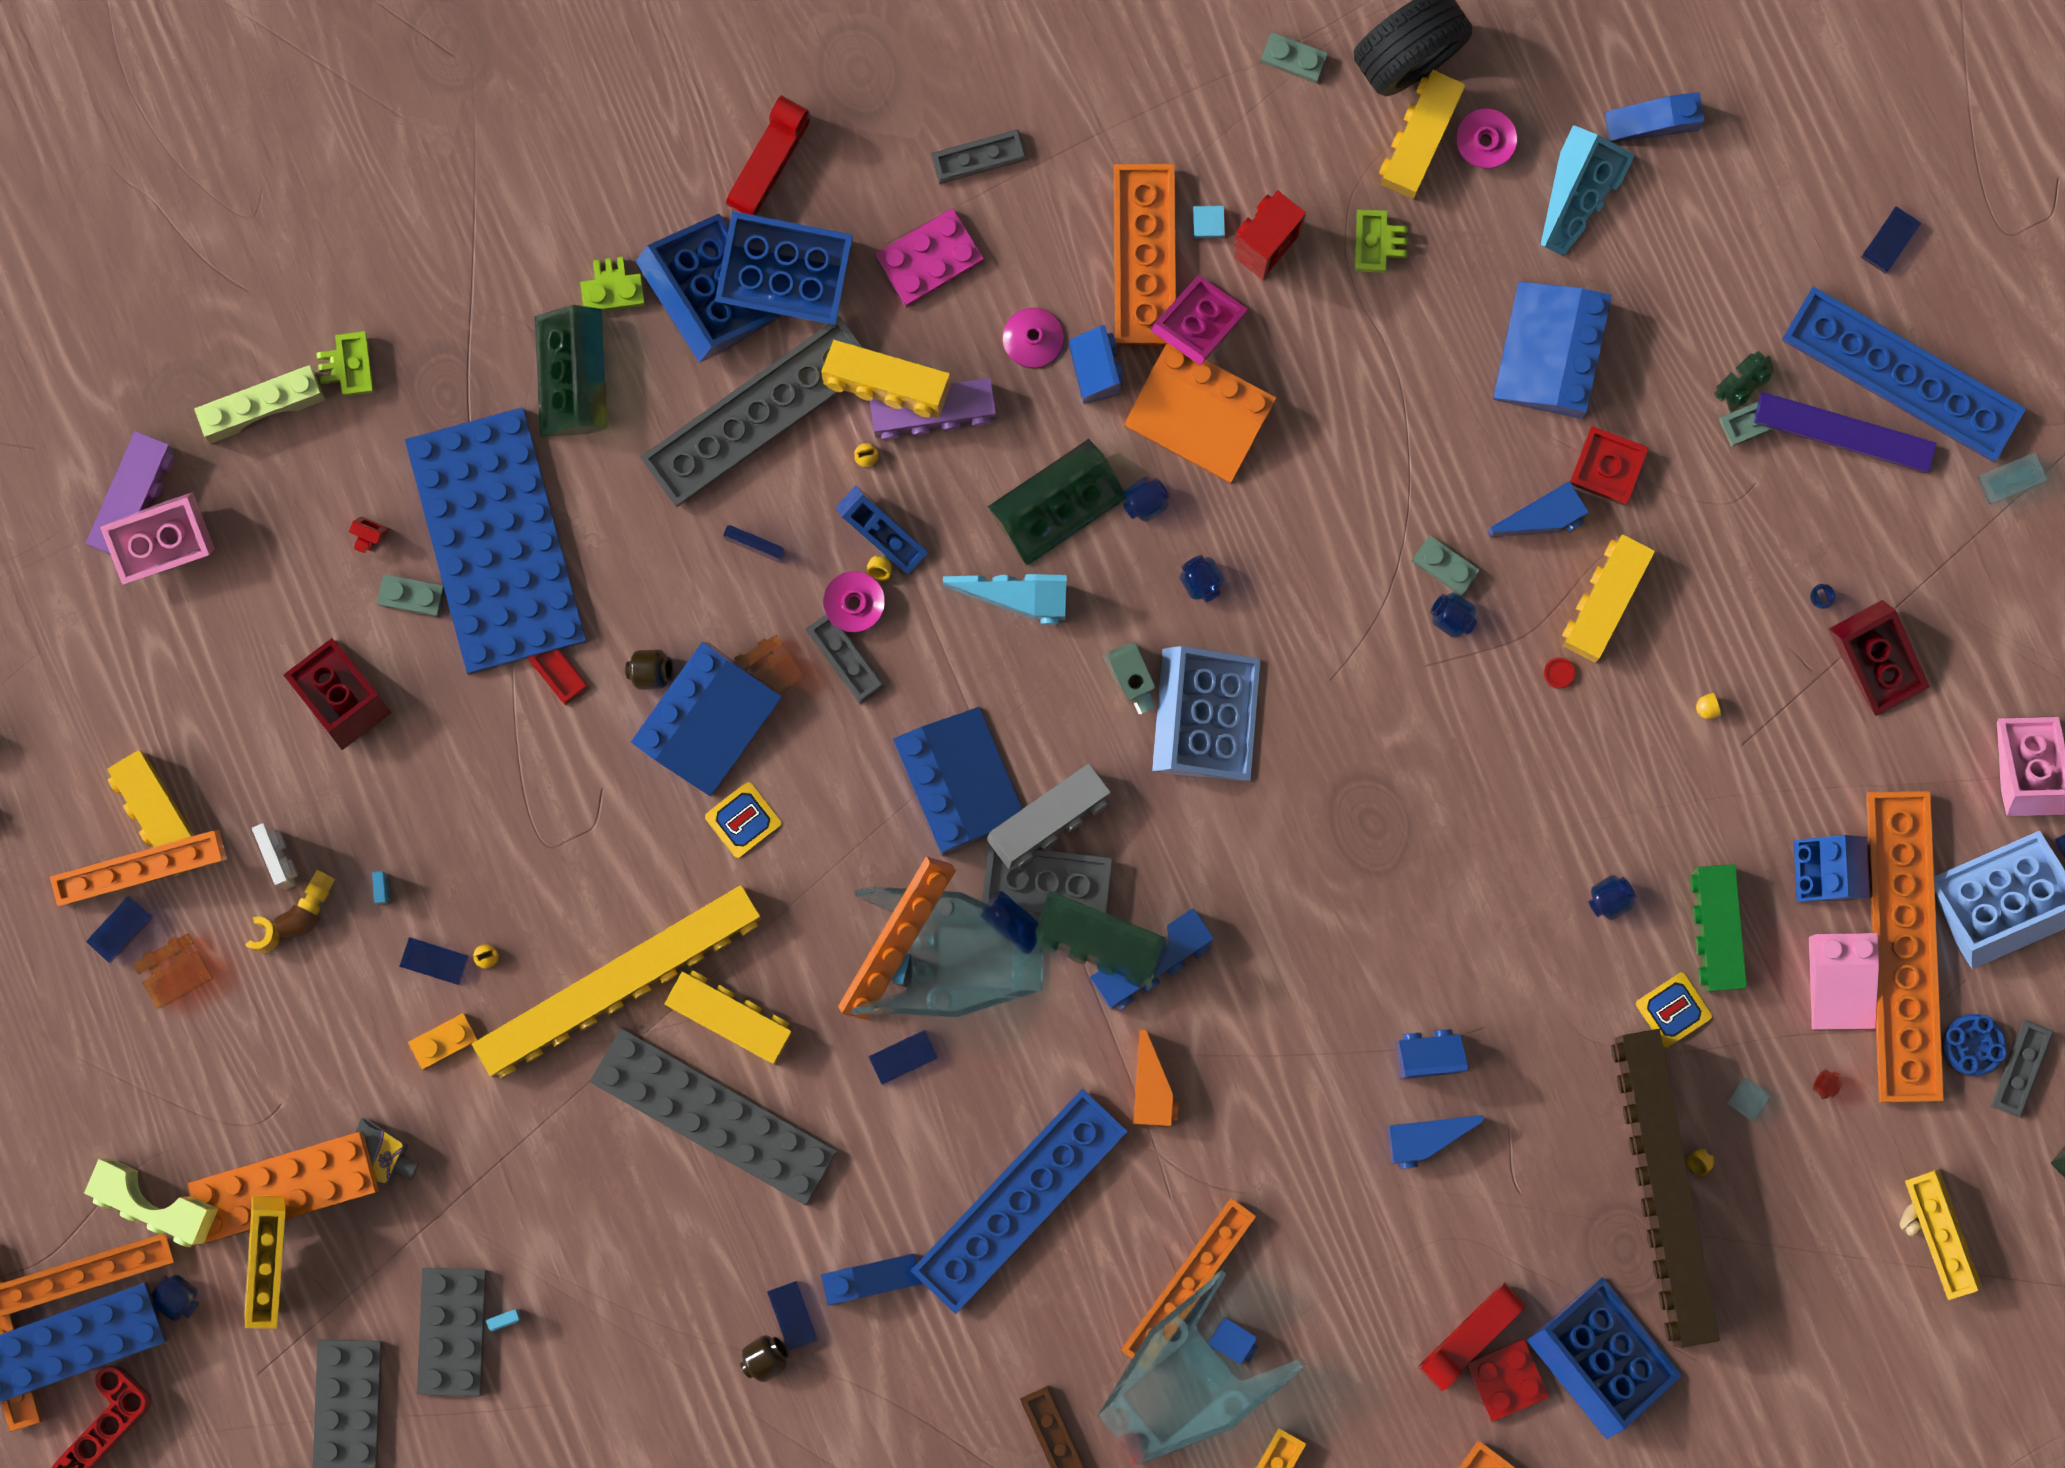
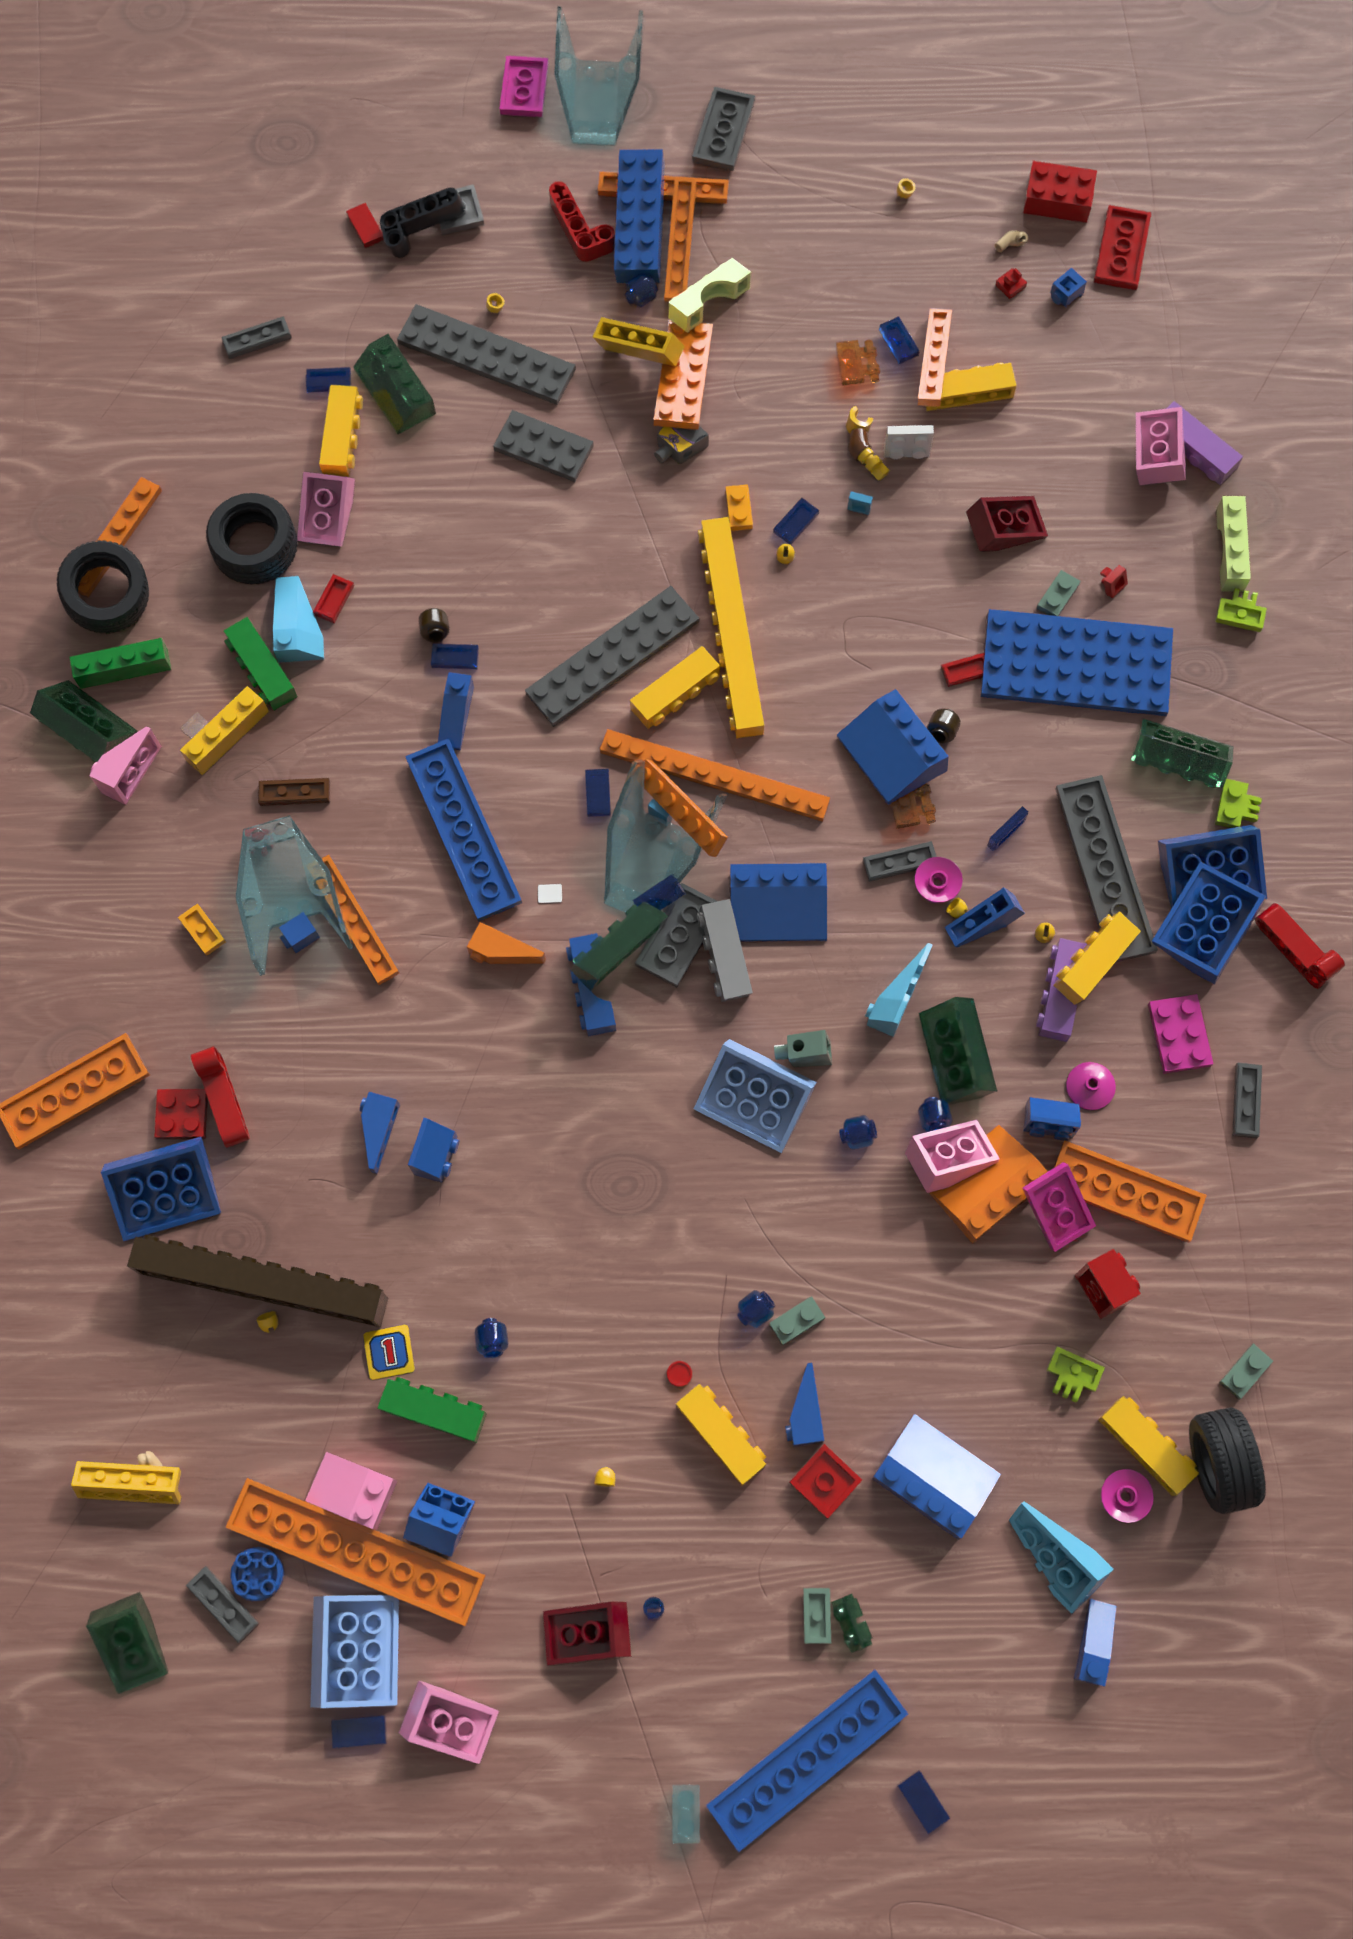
camera: 115 degrees right, 10 degrees down
(504, 1320) = (535, 476): medium azure tile -> none
(743, 819) = (811, 751): sticker -> none
(822, 924) = (717, 775): none -> orange plate
(1054, 1062) = (550, 893): none -> white sticker
(1187, 462) = (950, 1155): none -> bright pink slope
(1208, 222) = (1135, 1251): medium azure tile -> none
(1748, 1099) = (297, 1378): clear light blue tile -> none
(1827, 1084) = (279, 1443): clear red plate -> none
(1845, 432) = (777, 1686): dark purple tile -> none

